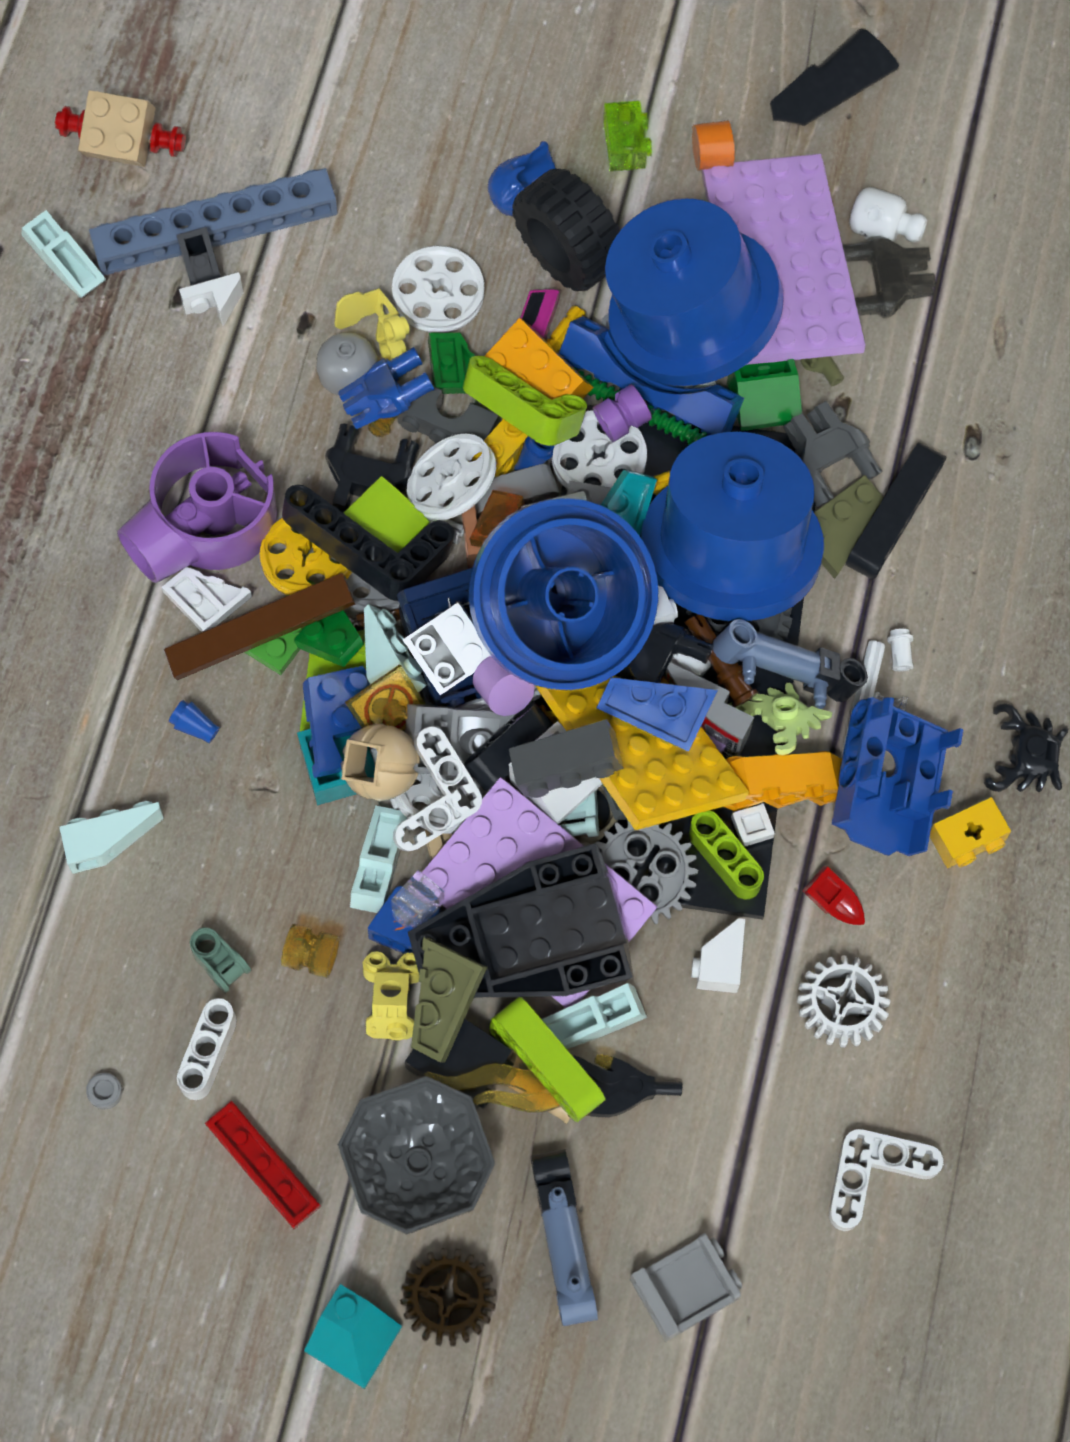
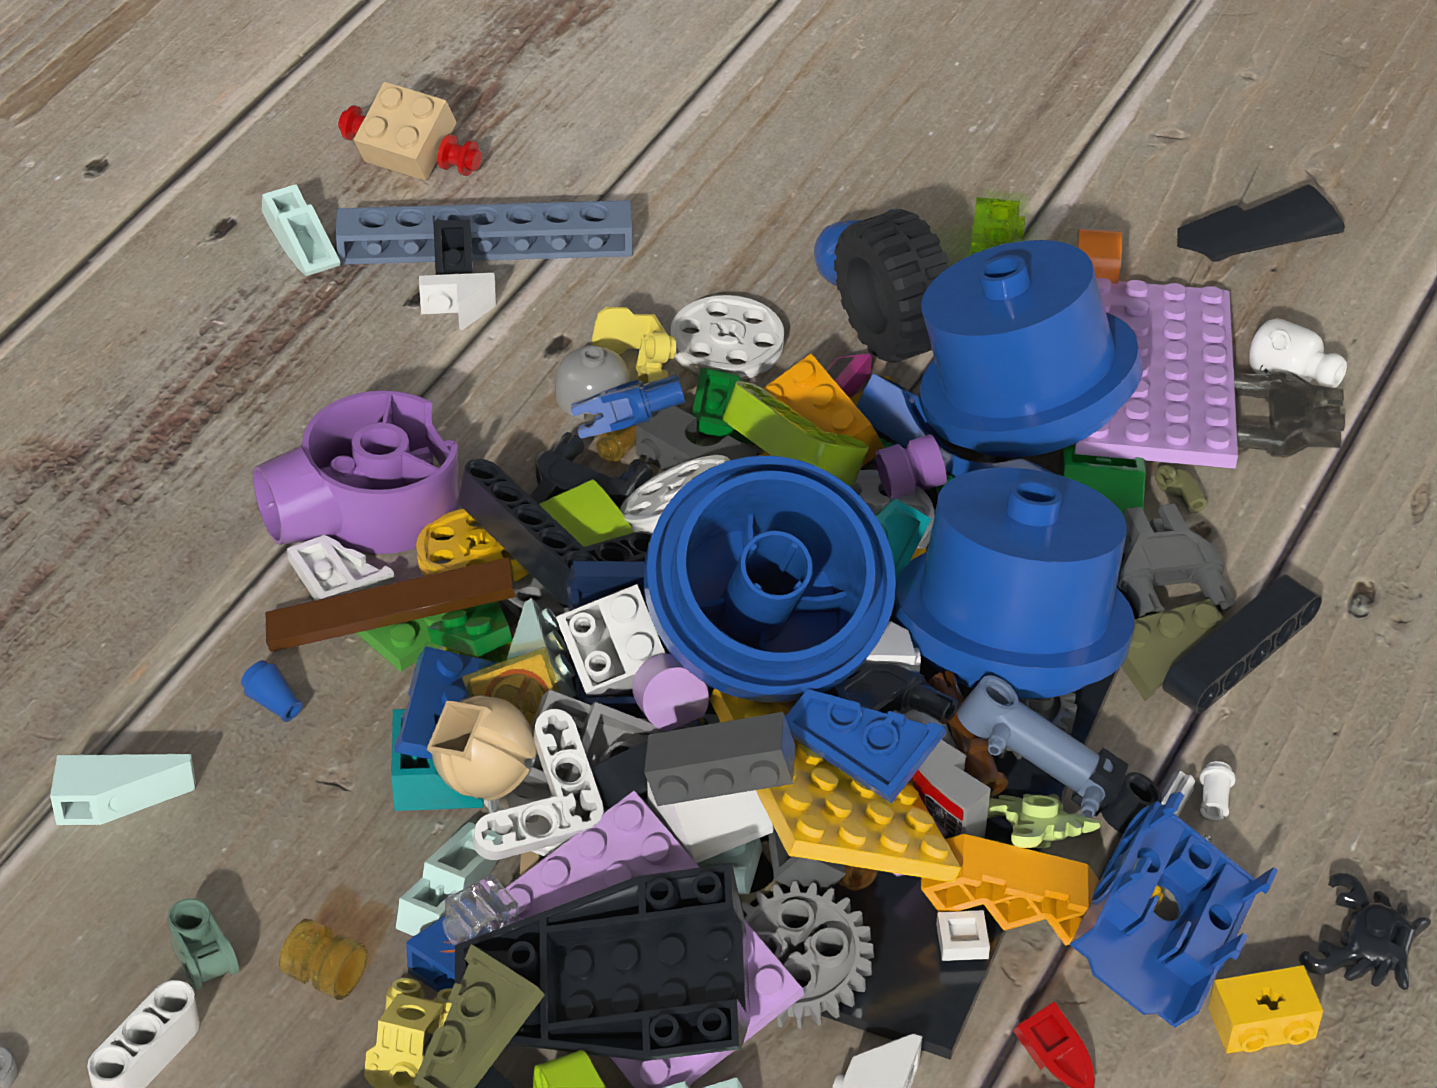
camera: 15 degrees right, 25 degrees down
(731, 869) = (916, 959): lime beam -> none

